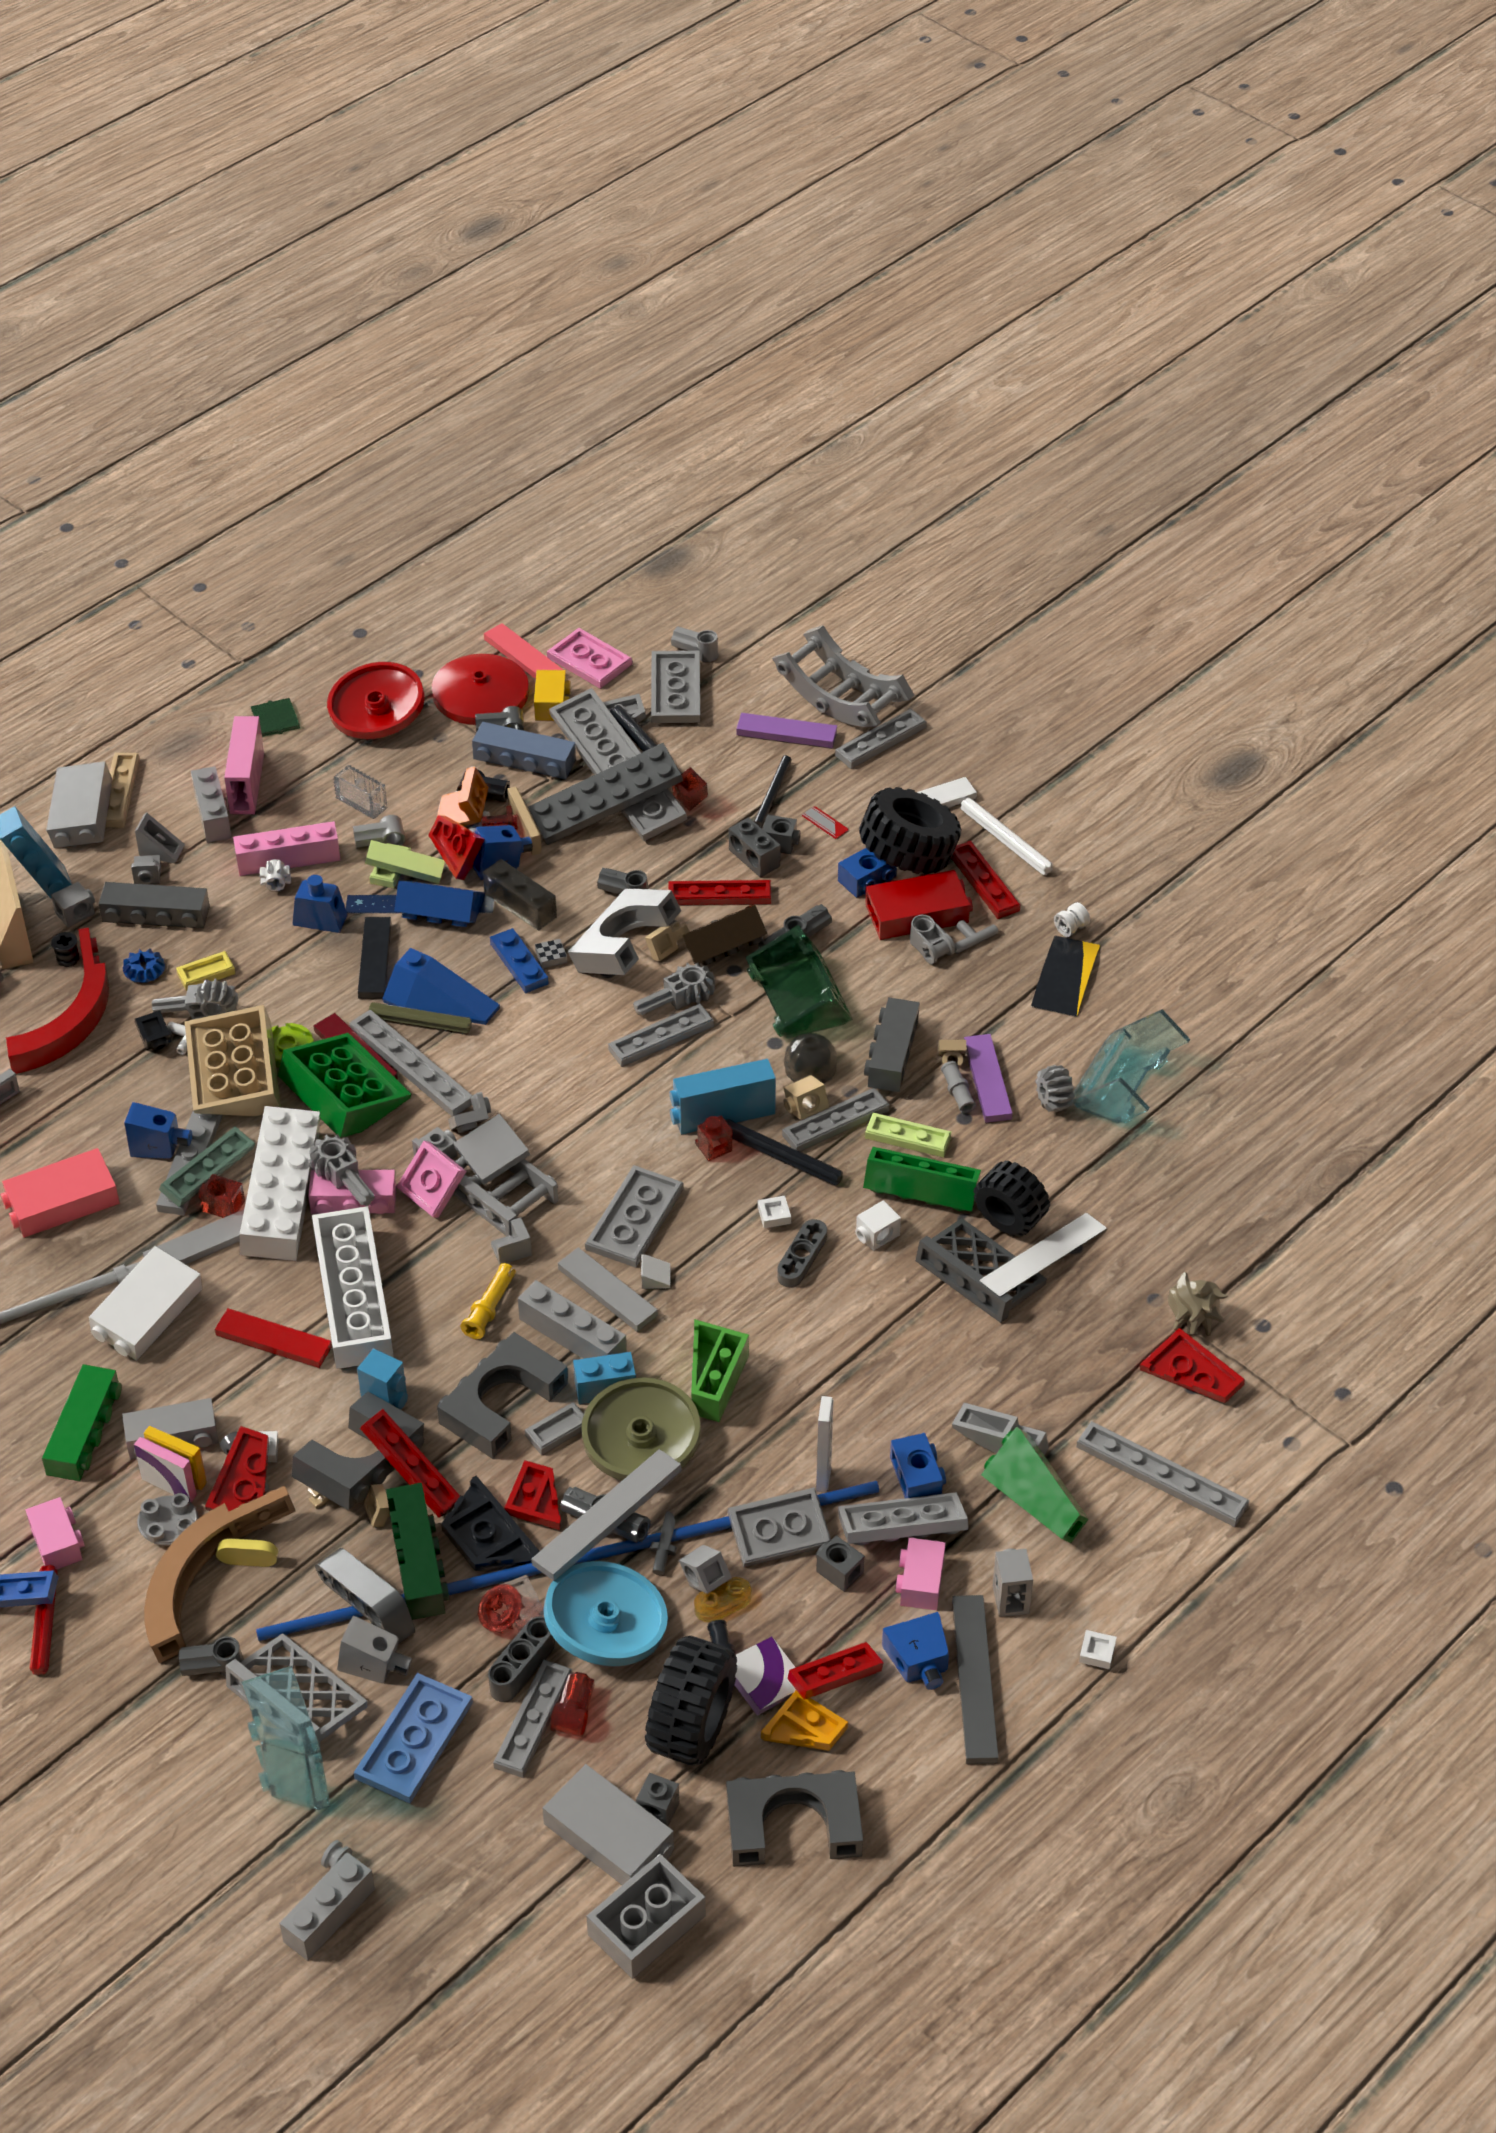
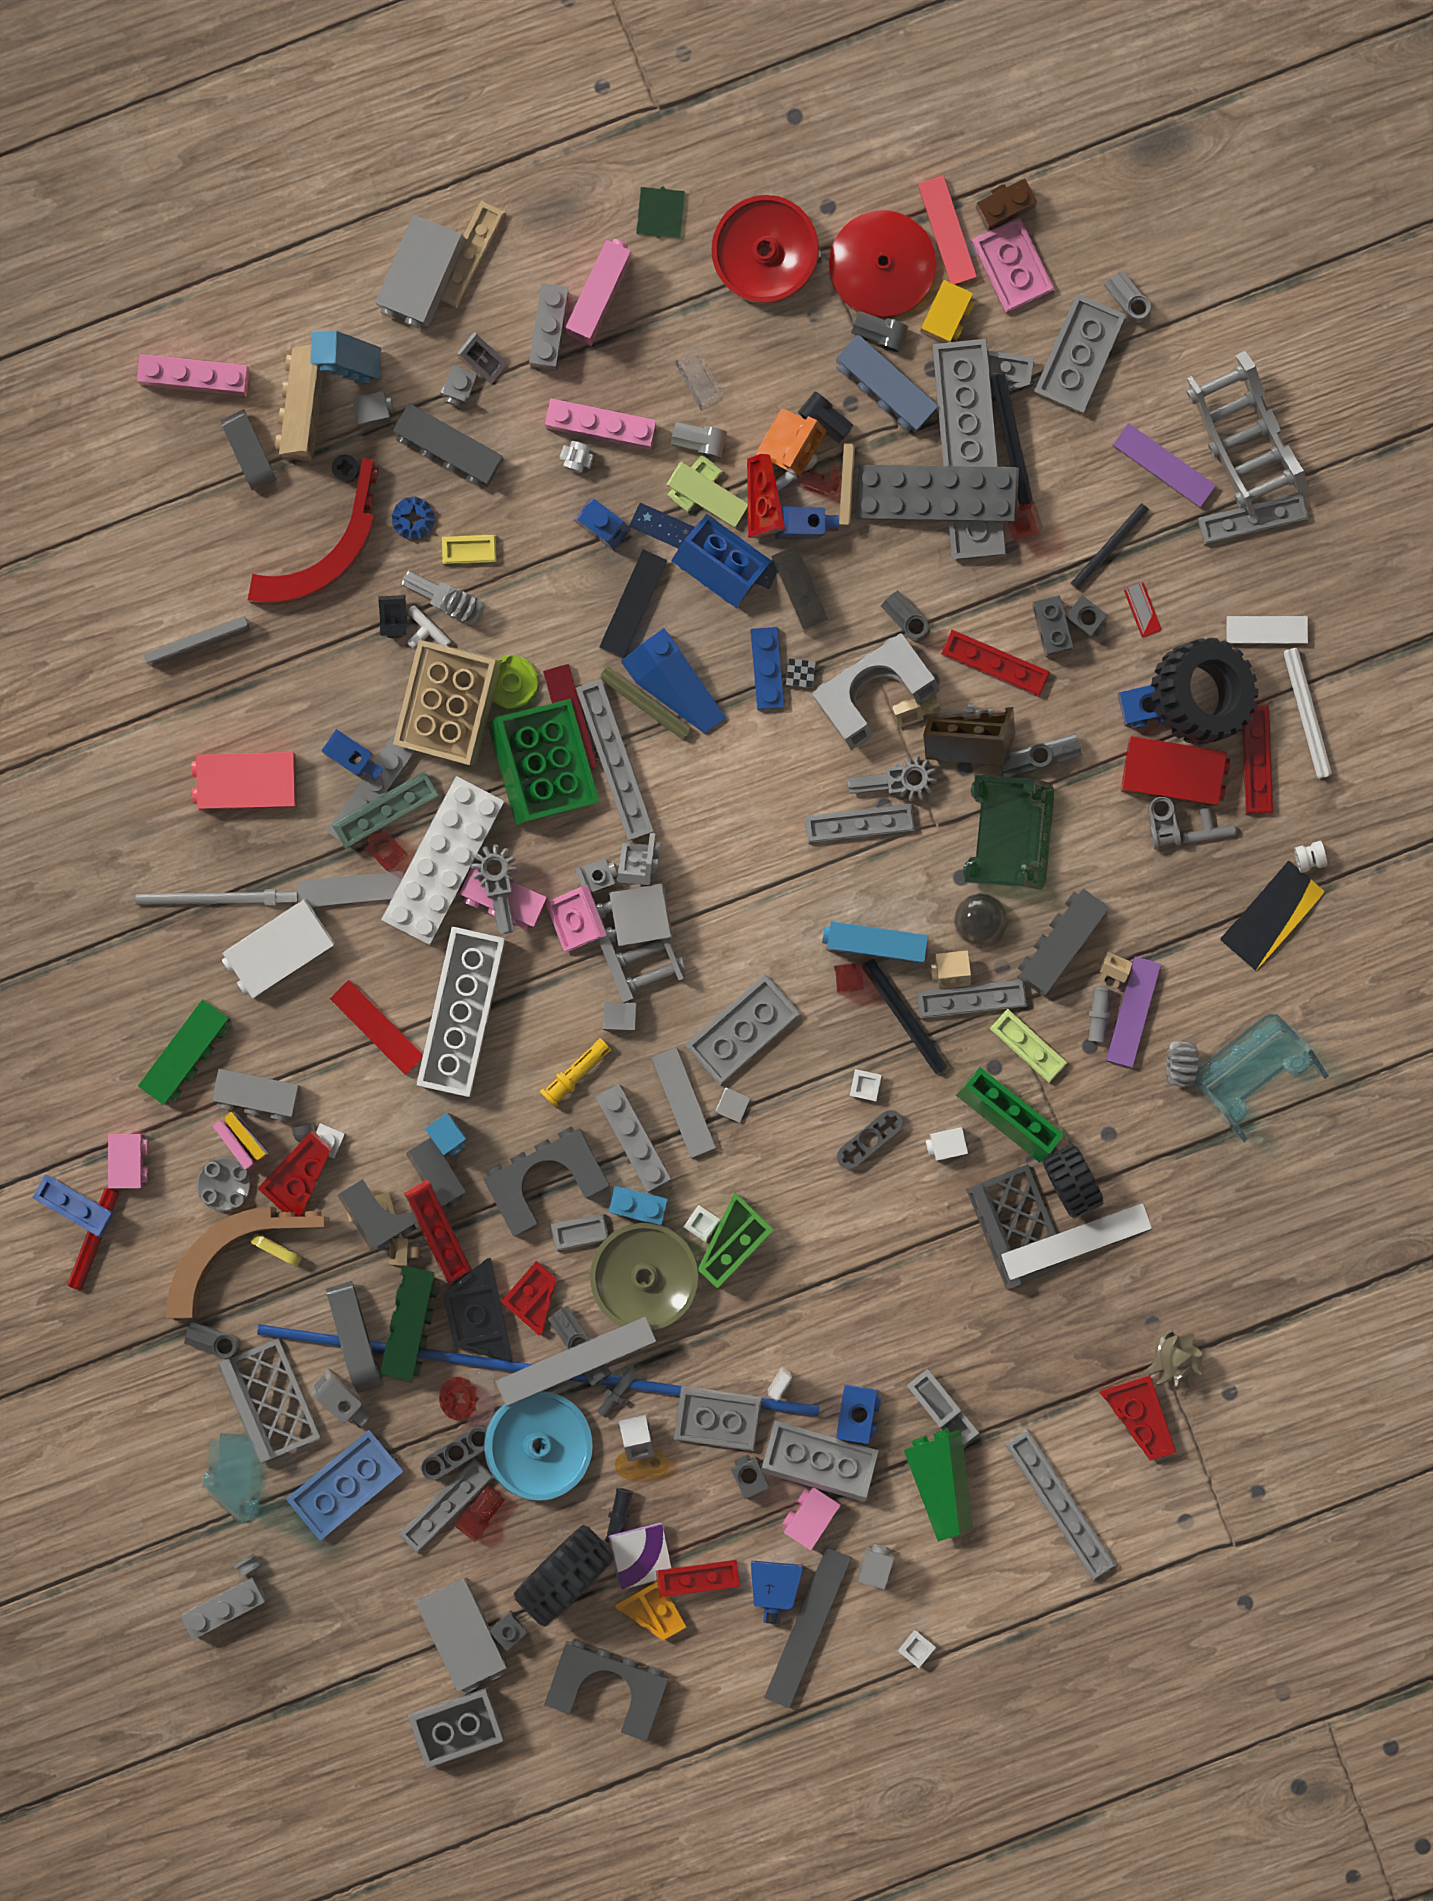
camera: 25 degrees right, 40 degrees up
(562, 619) = (1006, 204): none -> reddish brown brick
(677, 1374) = (702, 1223): none -> white tile

